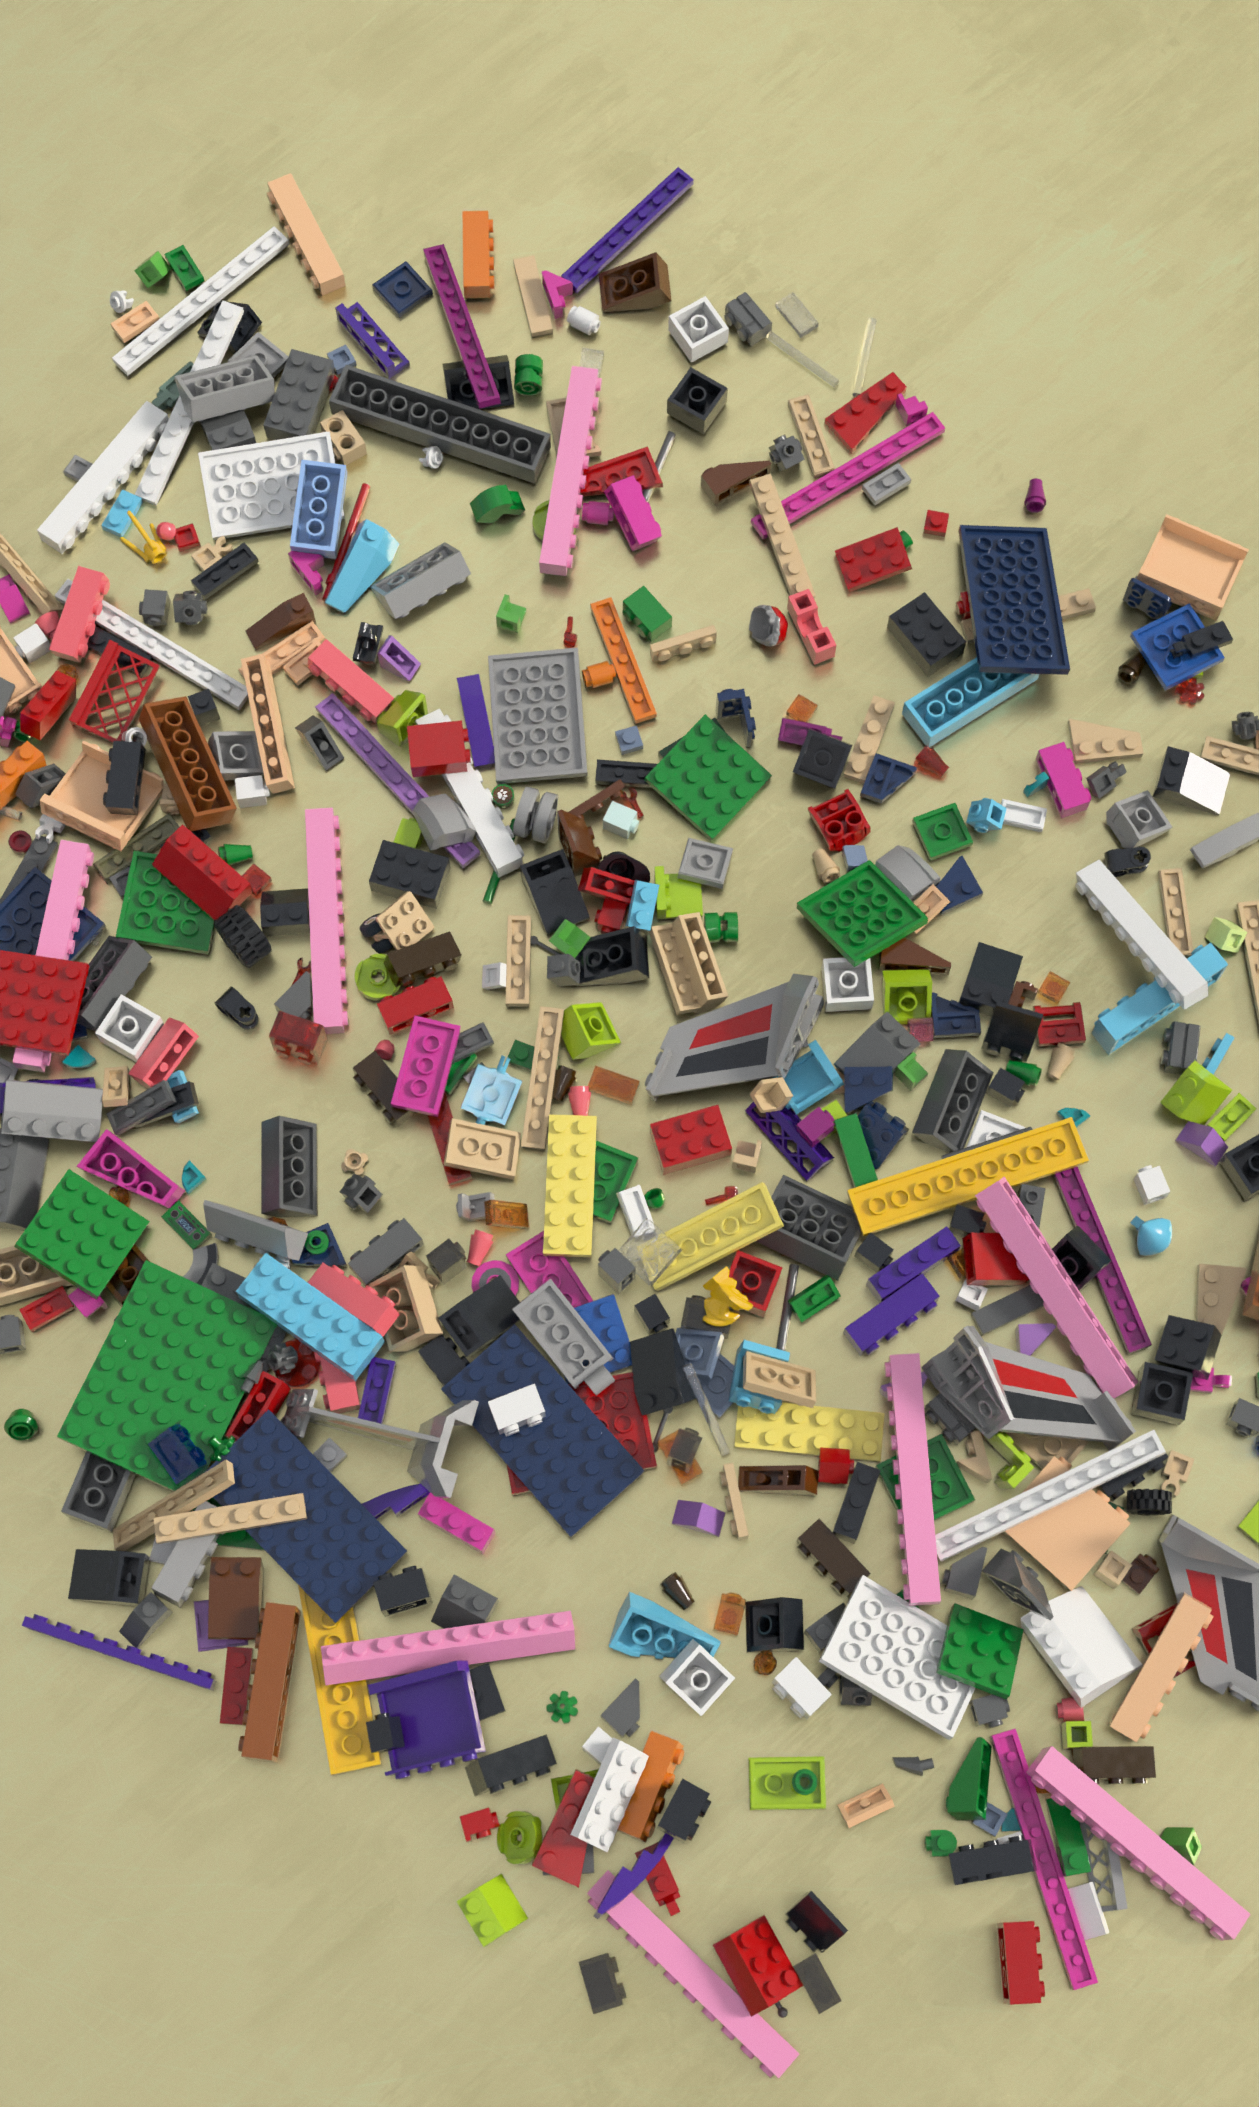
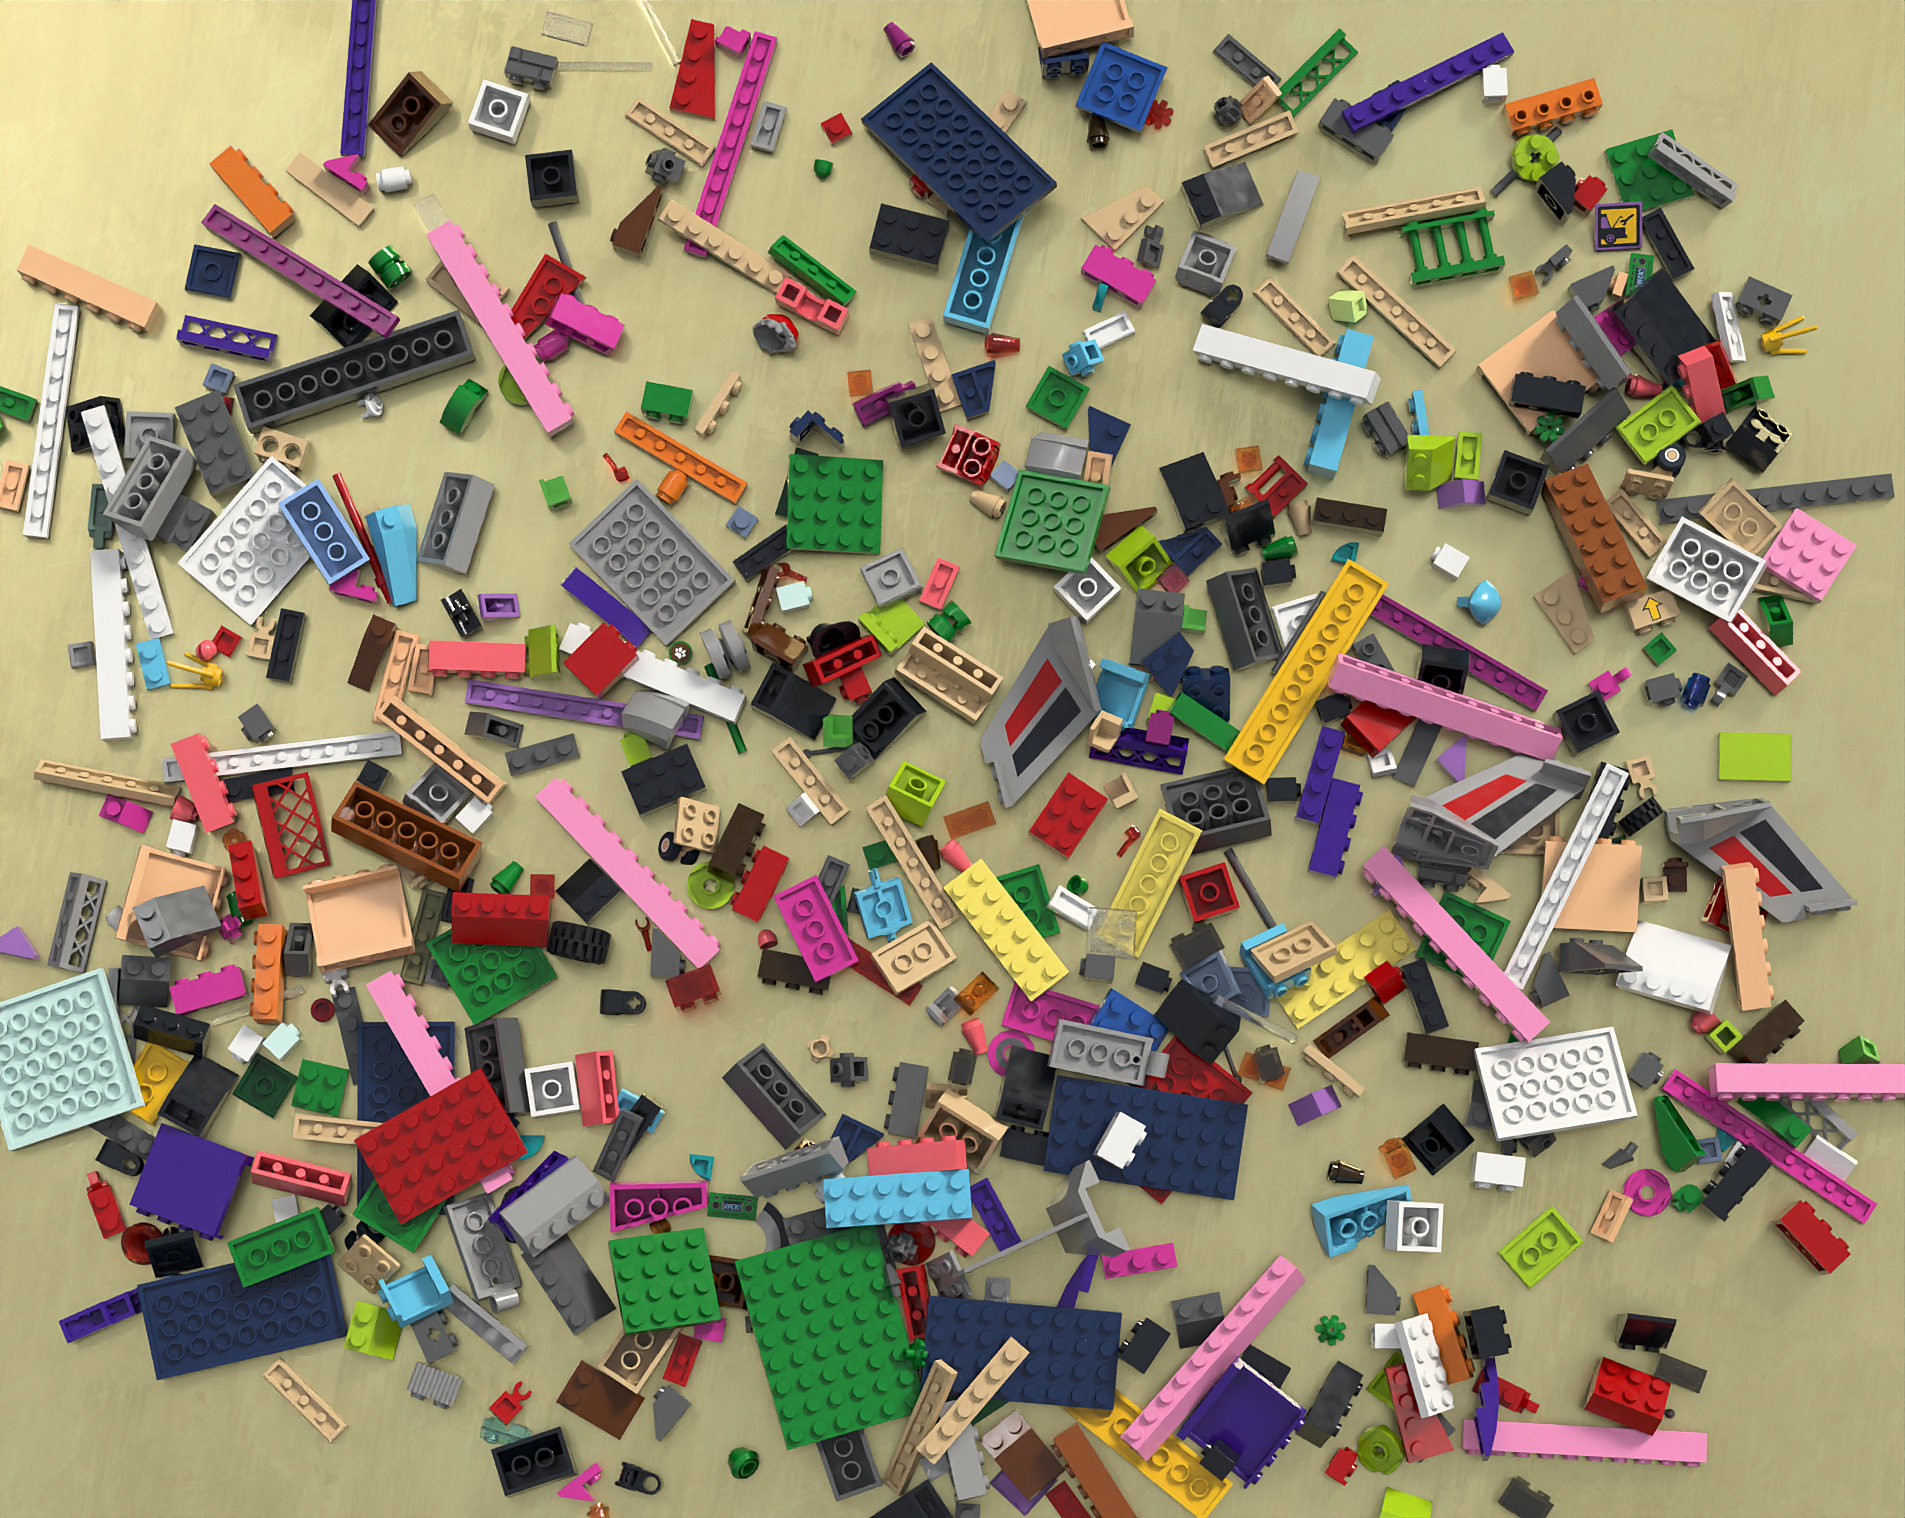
camera: 40 degrees left, 10 degrees up
(115, 1086) = (582, 1144): tan plate -> none
(124, 777) = (367, 891): black brick -> none
(138, 735) = (342, 850): white cone -> none
(178, 1453) = (890, 1385): clear blue bracket -> none
(189, 607) = (286, 701): dark grey brick -> none
(319, 1249) = (855, 1131): green plate -> none
(339, 788) = (542, 754): none -> dark grey plate
(642, 905) = (875, 657): medium azure plate -> none
(722, 1297) = (1200, 923): yellow animal -> none
(738, 895) = (939, 584): none -> coral plate
(765, 1663) = (1453, 1173): clear orange plate -> none
(812, 1782) = (1561, 1236): green plate -> none
(814, 1298) = (1265, 864): green plate -> none
(832, 604) = (811, 271): none -> green plate
(873, 559) = (813, 205): red plate -> none
(926, 1812) = (1660, 1187): none -> dark pink tile
(980, 1651) = (1605, 1033): green plate -> none
(1020, 1463) = (1525, 873): lime bracket -> none
(1098, 1089) = (1349, 517): none -> dark brown brick
(1188, 1346) = (1577, 671): black brick -> none
(1202, 641) = (1140, 67): black plate -> none

